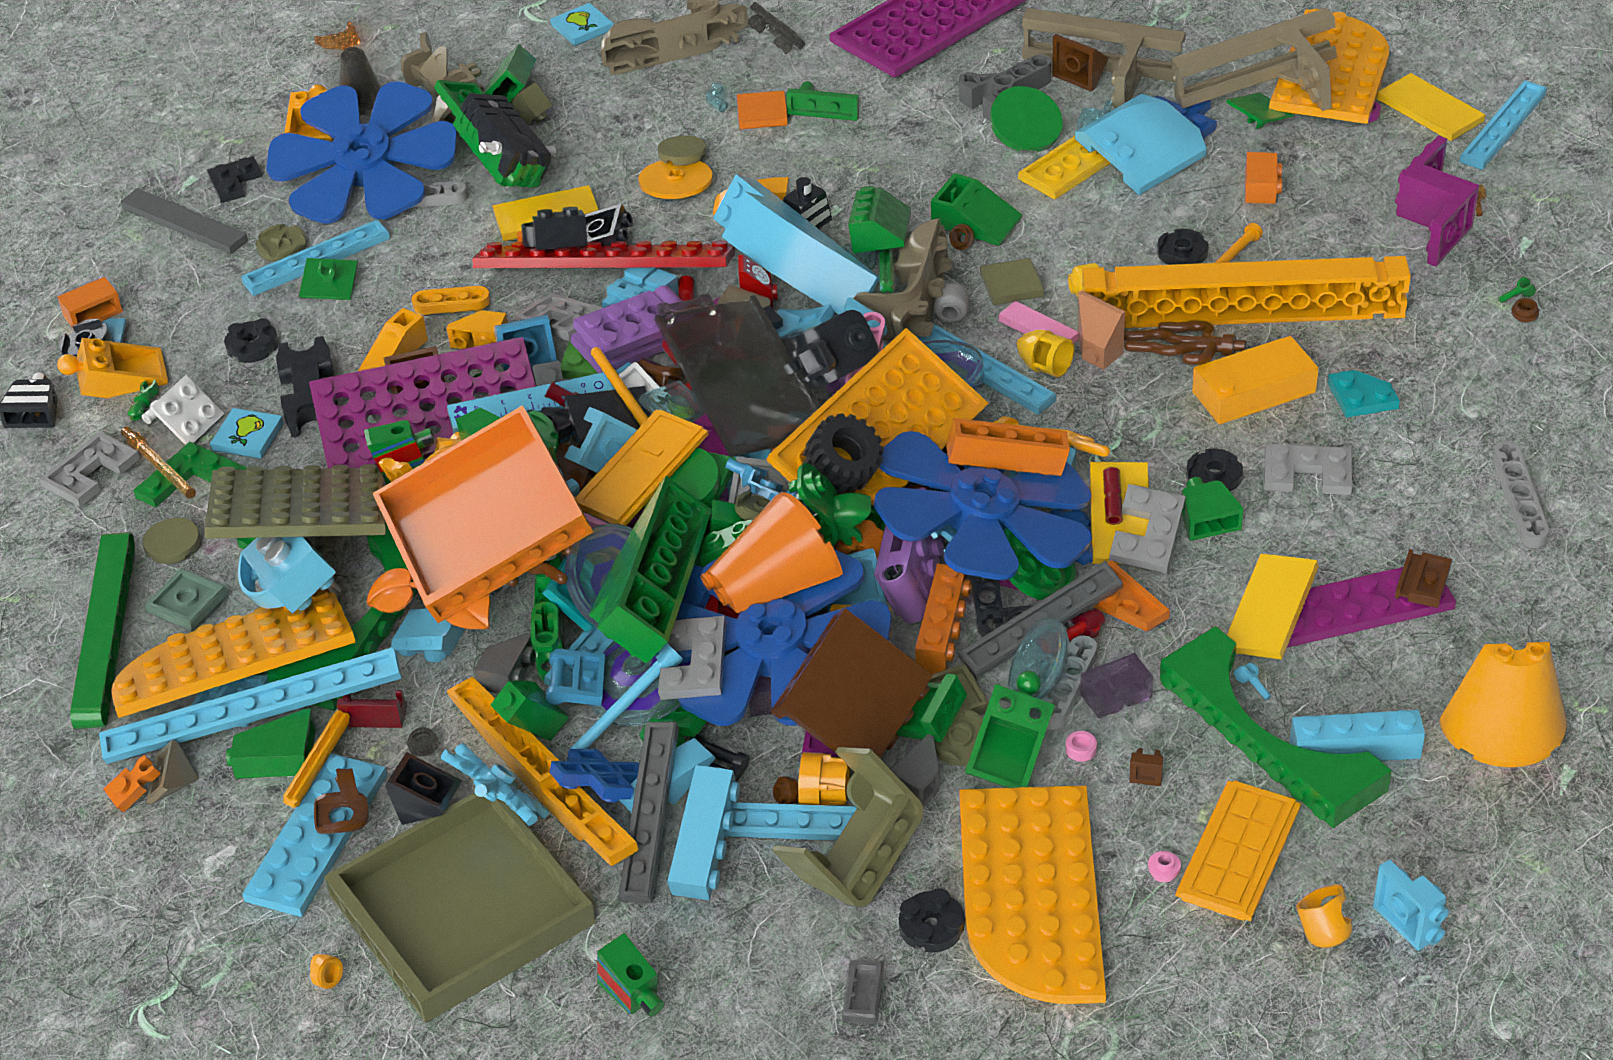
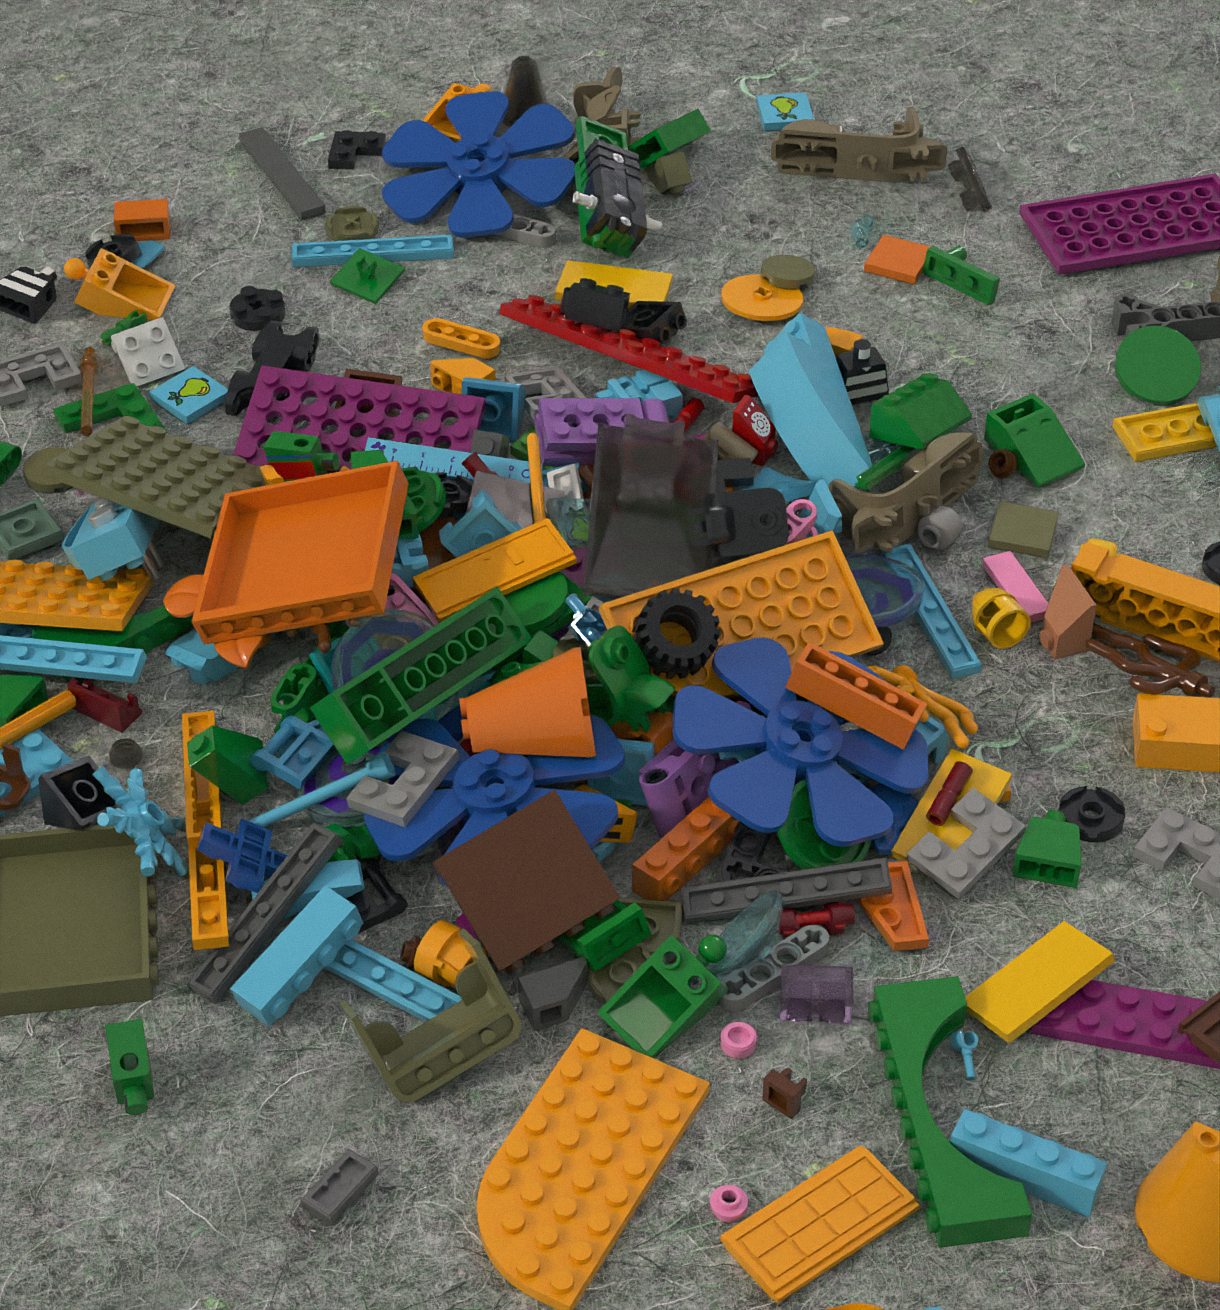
camera: 25 degrees right, 0 degrees up
(339, 40) = (547, 49): clear orange helmet -> none
(399, 335) = (383, 353): light orange slope -> none
(505, 662) = (246, 711): dark grey slope -> none
(931, 905) = (454, 1130): black plate -> none

